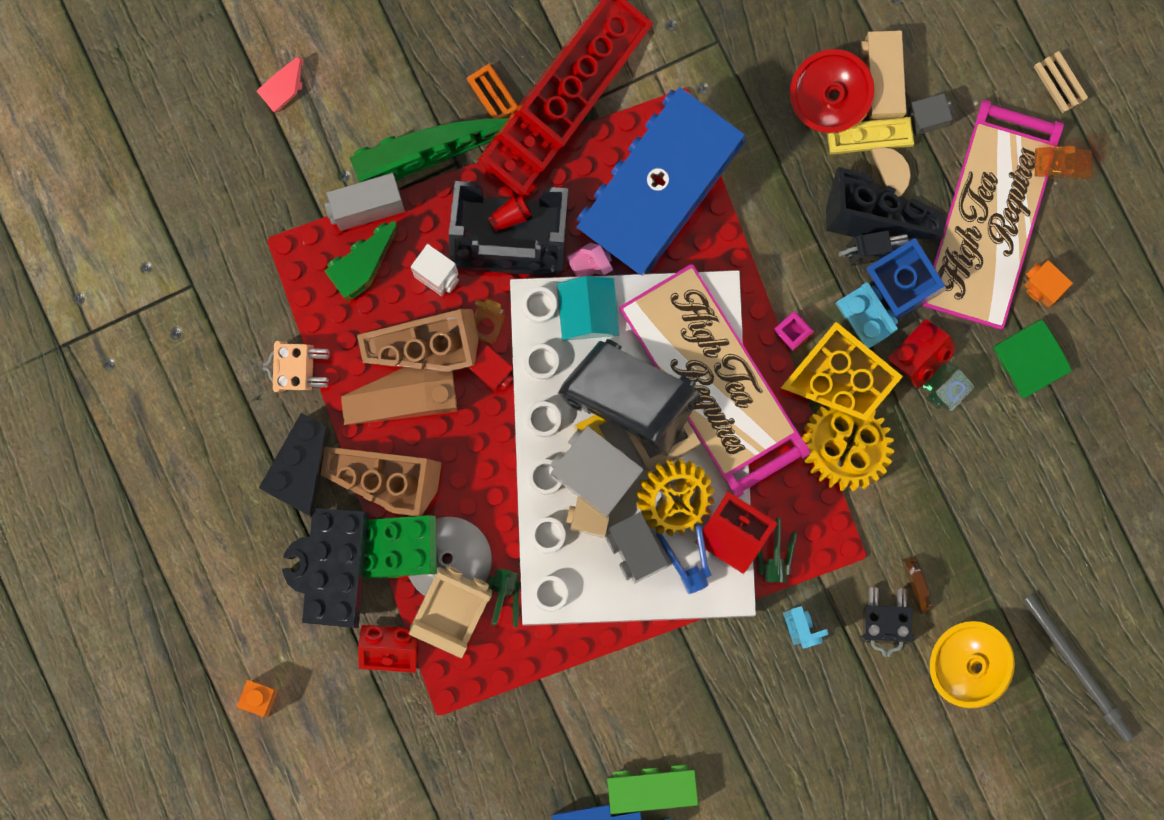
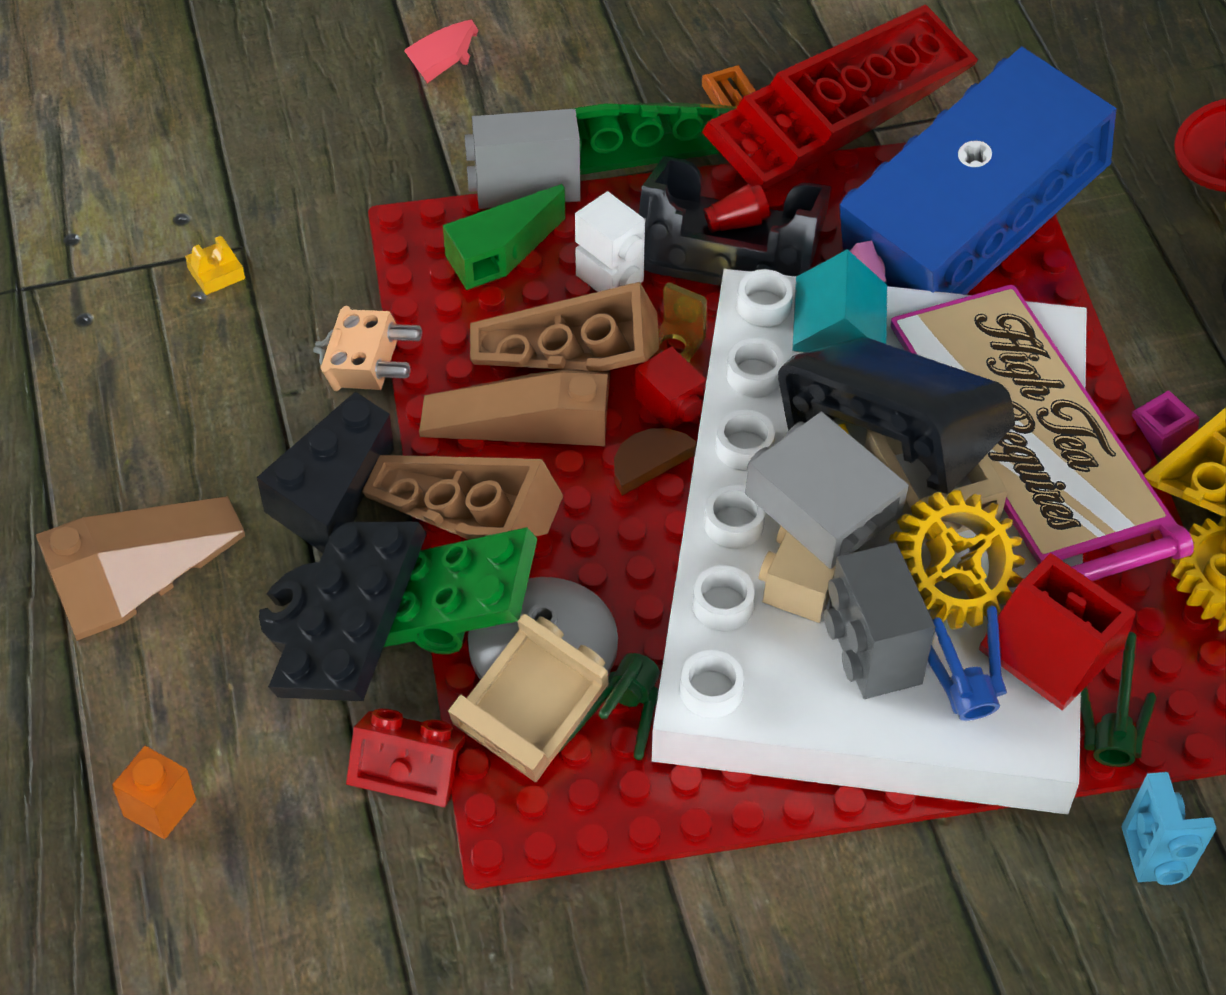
camera: 10 degrees right, 30 degrees down
(181, 309) = (214, 266): none -> yellow tile
(194, 549) = (123, 558): none -> medium nougat wedge
(486, 418) = (650, 455): none -> reddish brown tile

